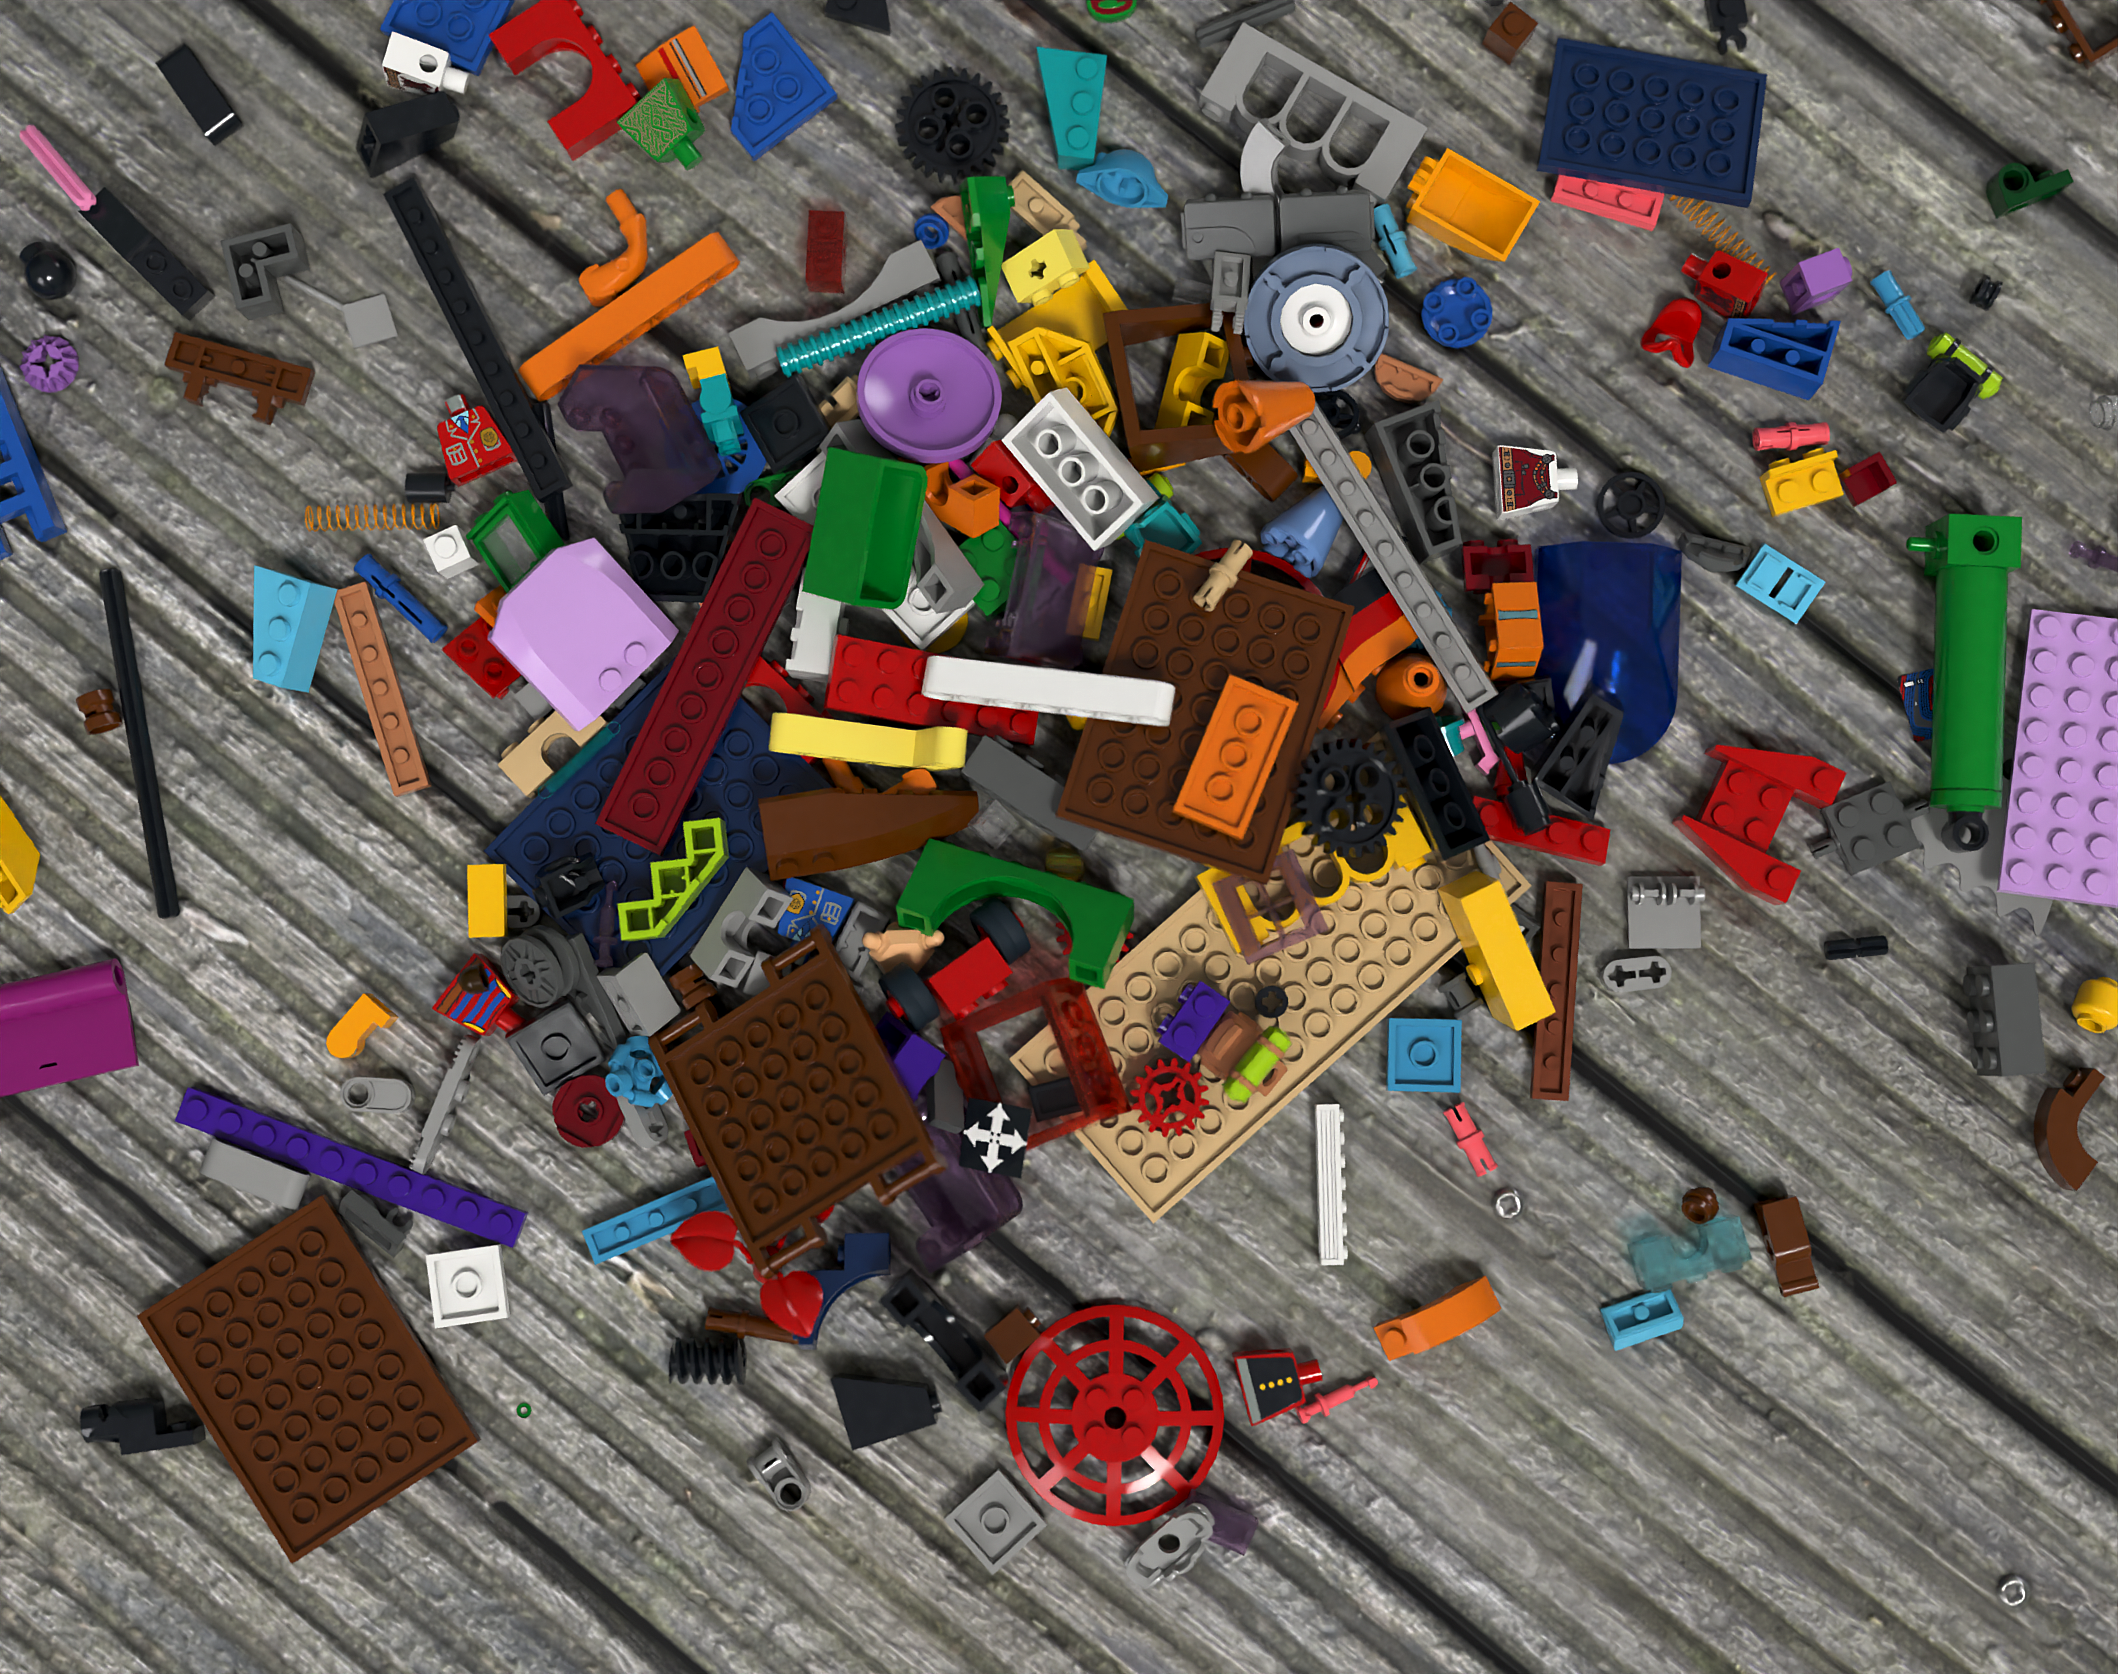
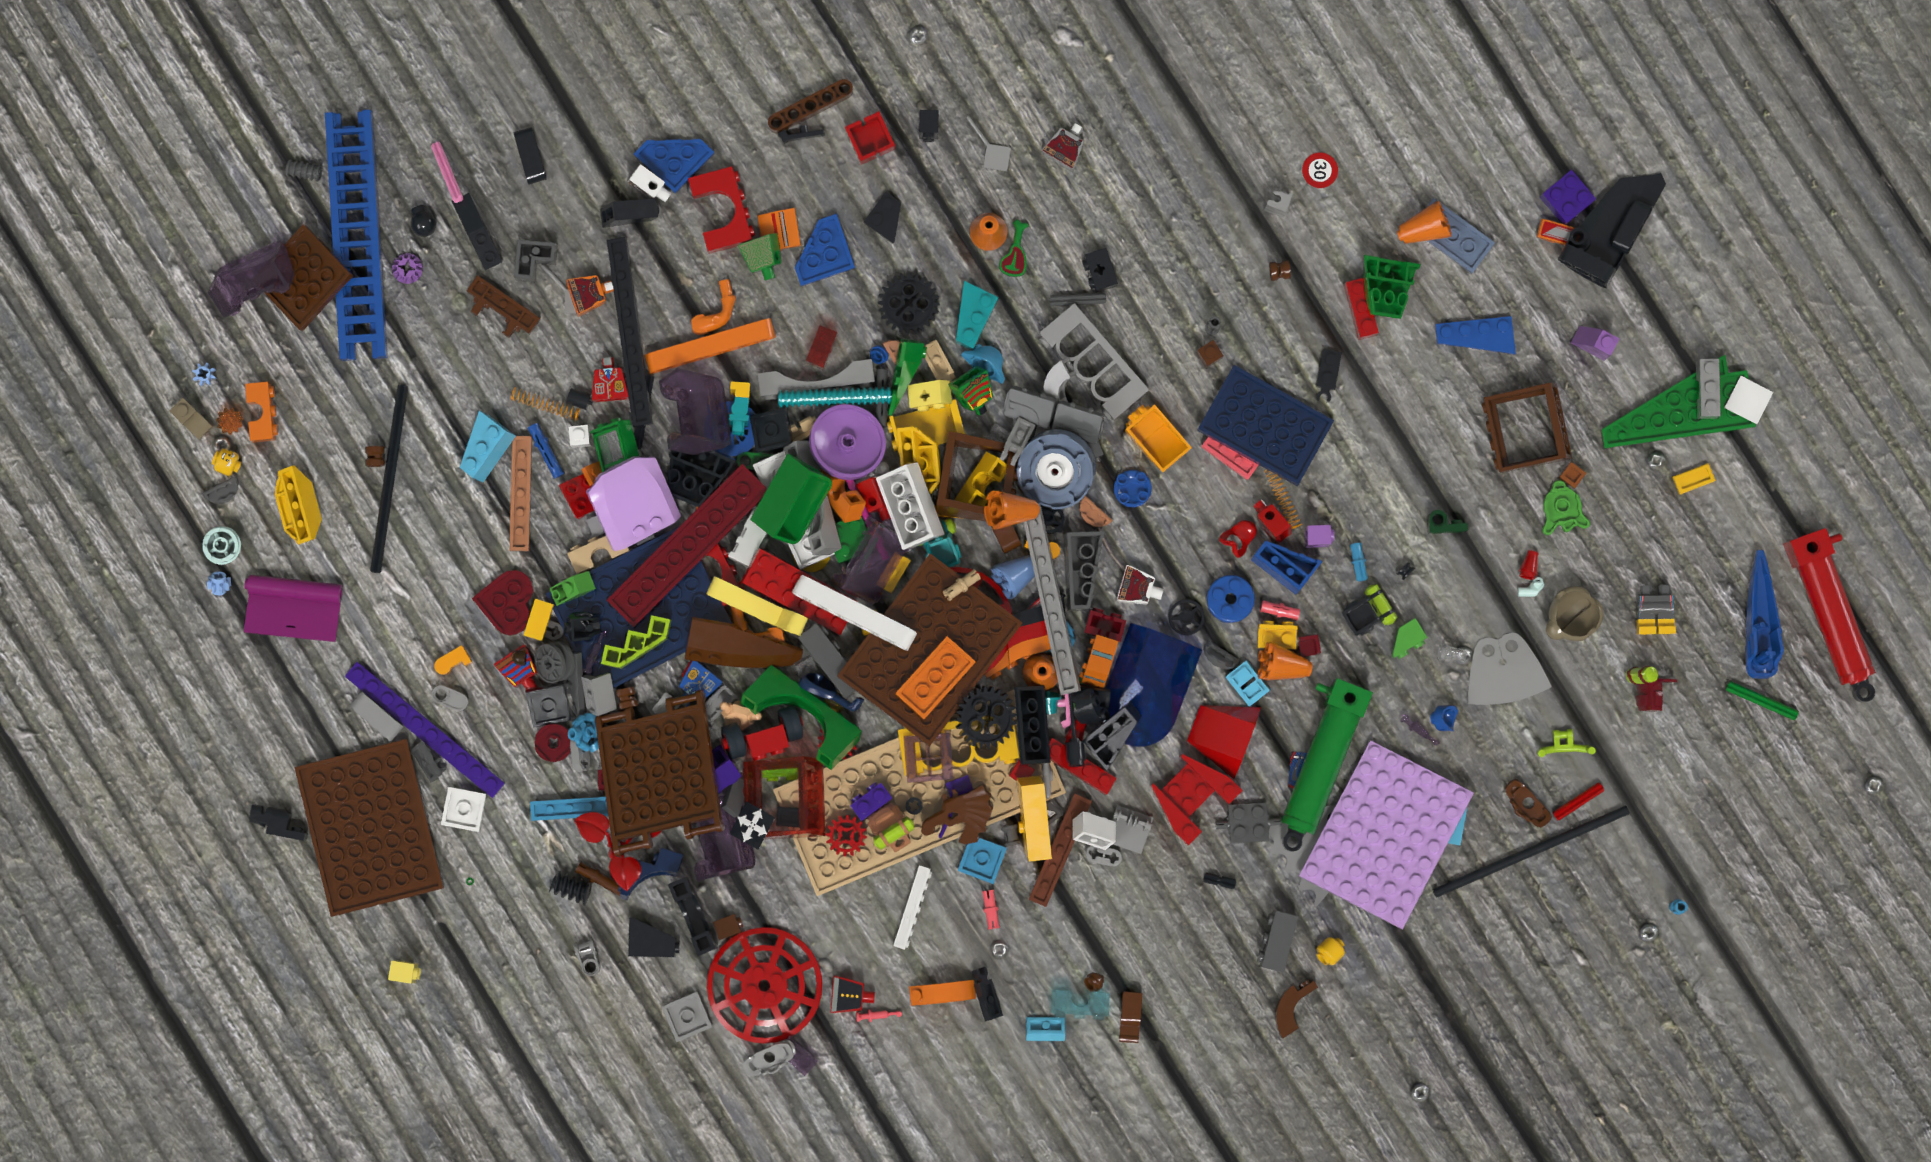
camera: 15 degrees right, 0 degrees up
(381, 297) = (588, 293): none -> torso
(420, 889) = (506, 602): none -> dark red plate
(453, 1090) = (478, 721): light grey plate -> none
(455, 1620) = (404, 971): none -> light yellow brick
(527, 823) = (572, 588): none -> bright green slope
(575, 757) = (609, 563): teal piece -> none
(723, 947) = (649, 683): light grey arch -> none
(1001, 1033) = (772, 775): none -> clear neon green plate
(1033, 845) = (821, 686): none -> dark blue piece
(1119, 233) = (973, 390): none -> green torso
(1343, 949) = (962, 786): none -> dark purple piece
(1377, 971) = (971, 807): none -> reddish brown animal
(1393, 241) = (1112, 440): medium azure pin -> none
(1439, 874) = (1021, 771): none -> red tile
(1518, 1295) = (986, 995): none -> black plate
(1608, 935) = (1094, 830): none -> white brick
(1679, 460) = (1230, 612): none -> blue plate
(1772, 687) = (1224, 734): none -> red wedge
(1828, 526) = (1280, 664): none -> orange cone
(2031, 406) = (1406, 637): none -> bright green slope

